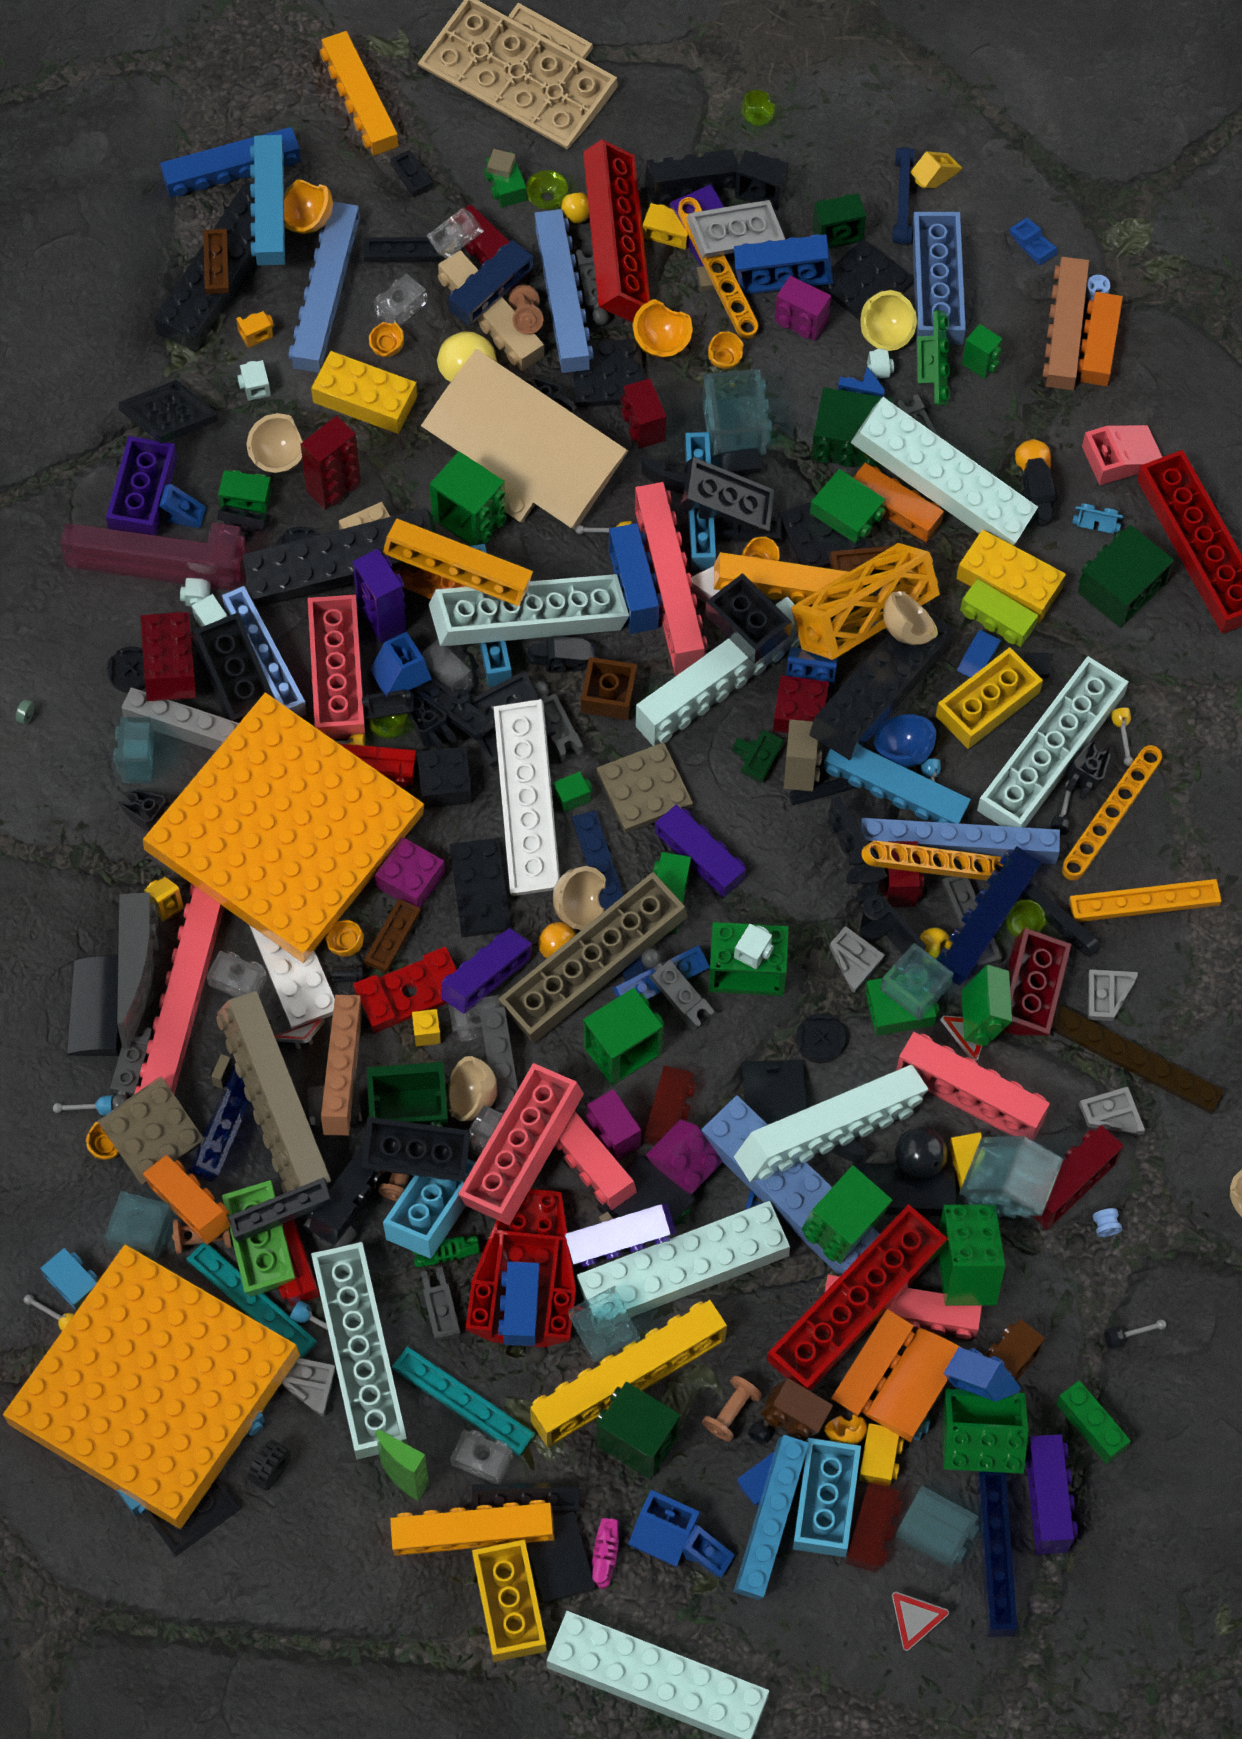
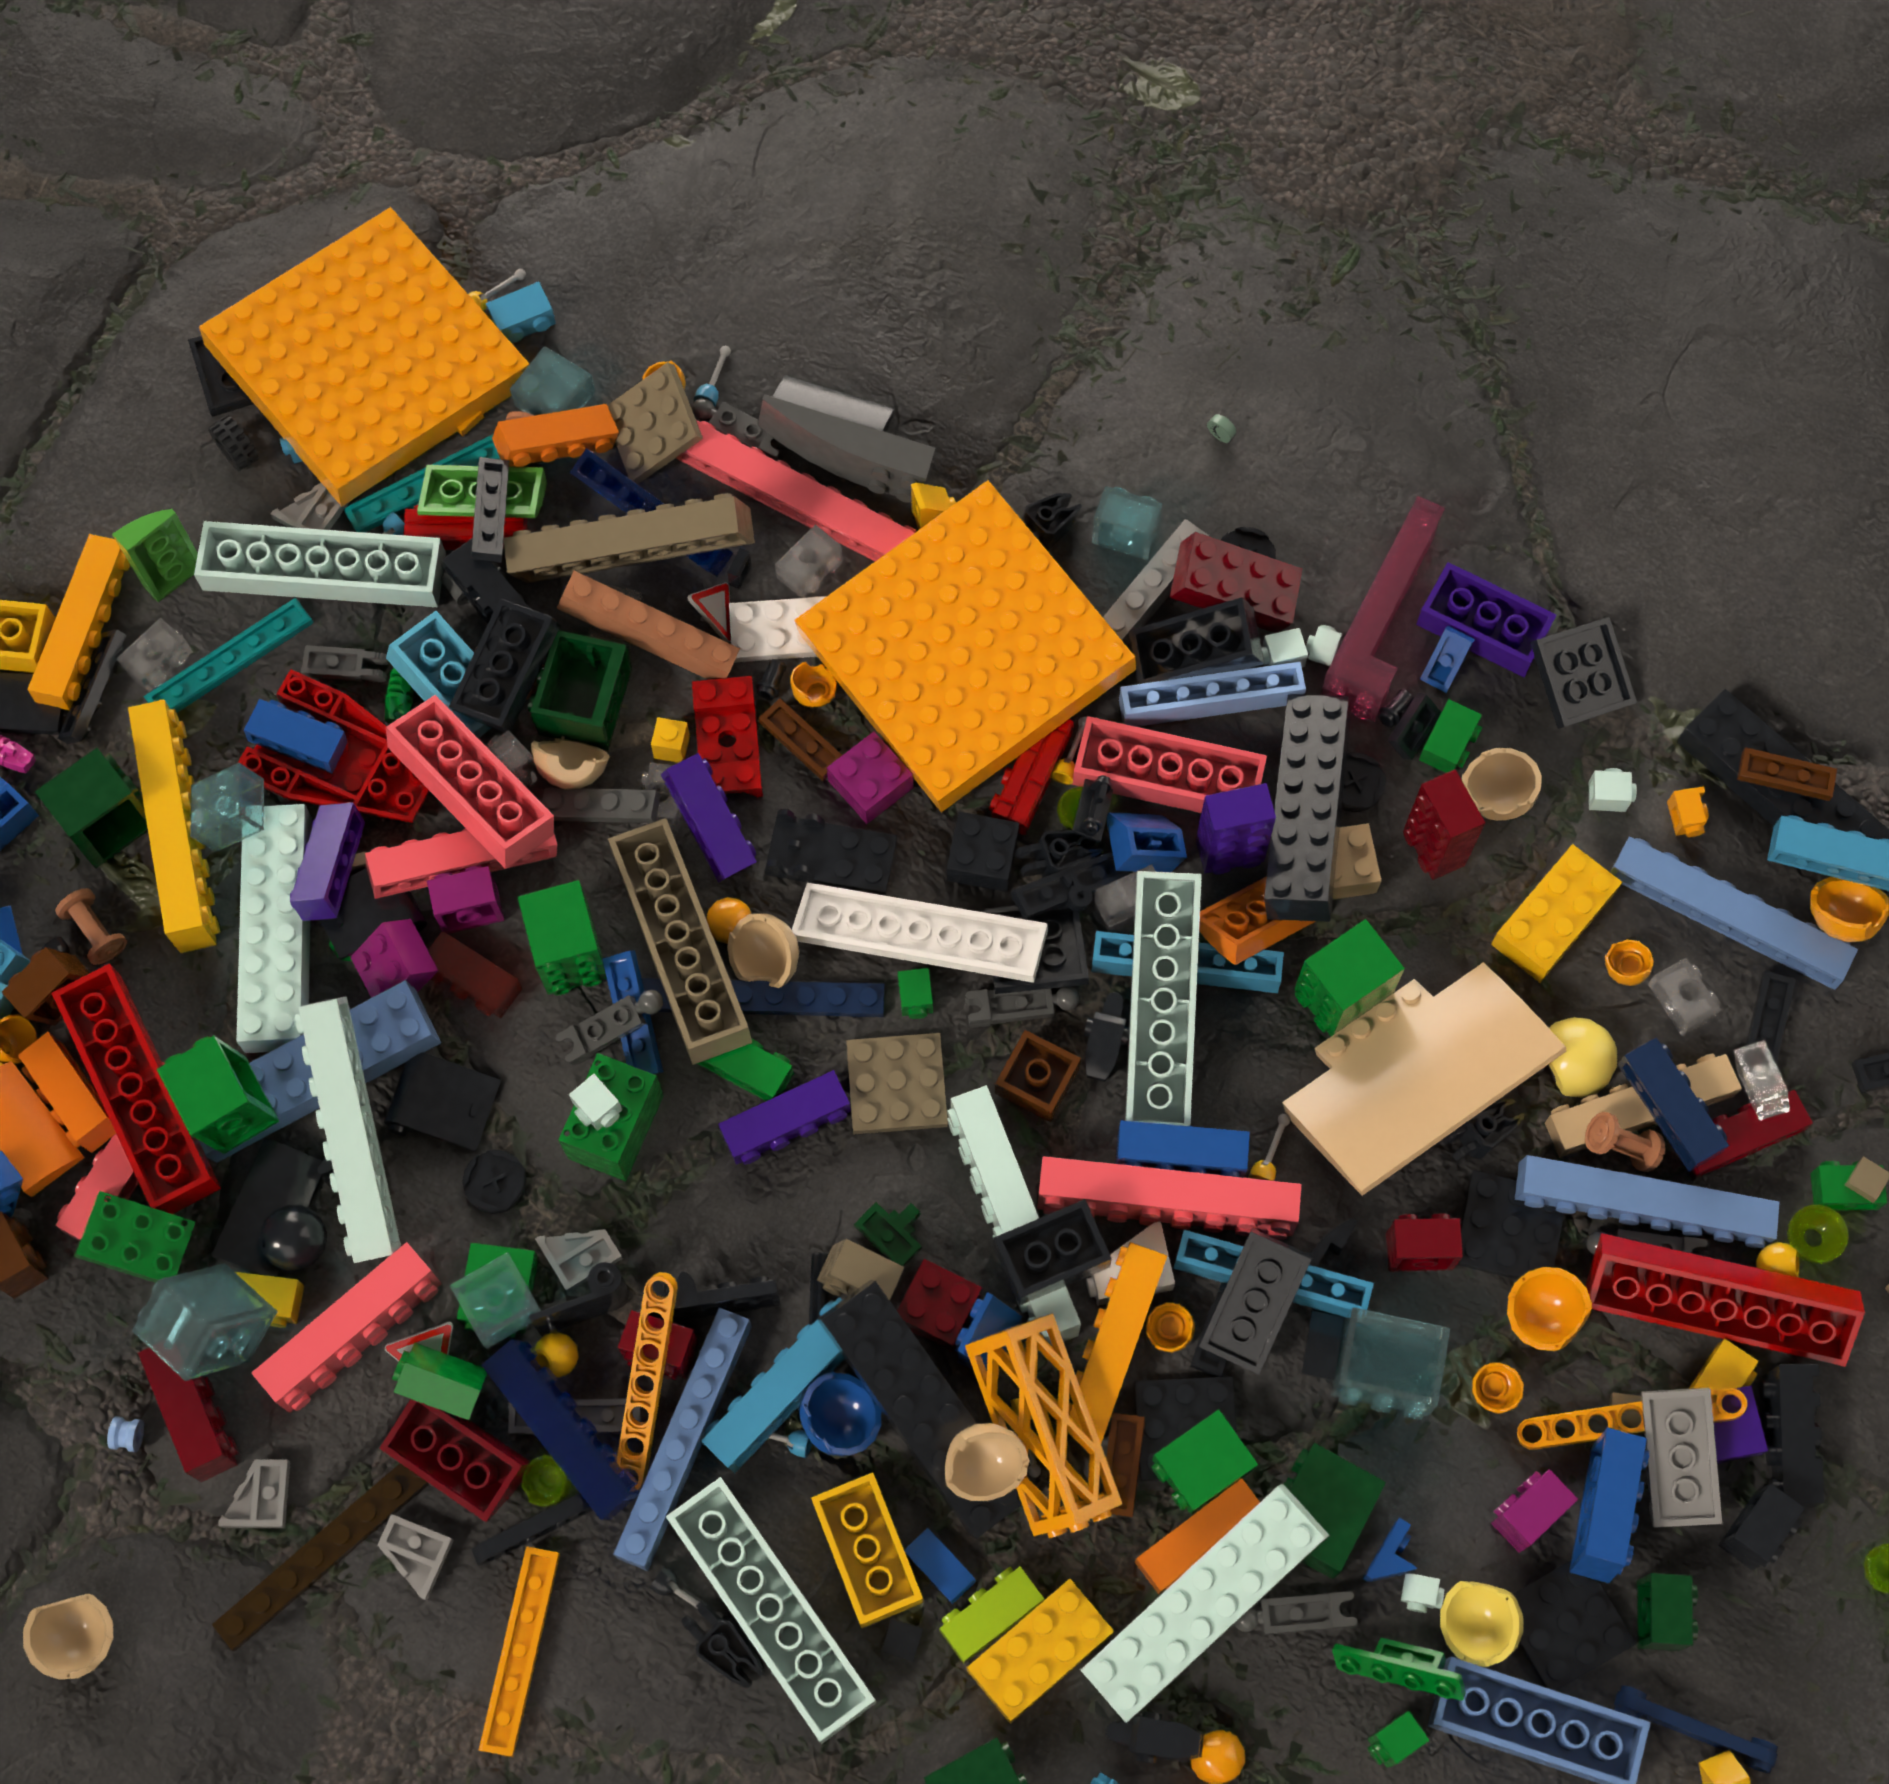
camera: 110 degrees right, 5 degrees up
(457, 562) = (1233, 912): light orange brick -> none
(1107, 822) = (673, 1667): light orange beam -> none
(1121, 718) = (784, 1722): hinge -> none

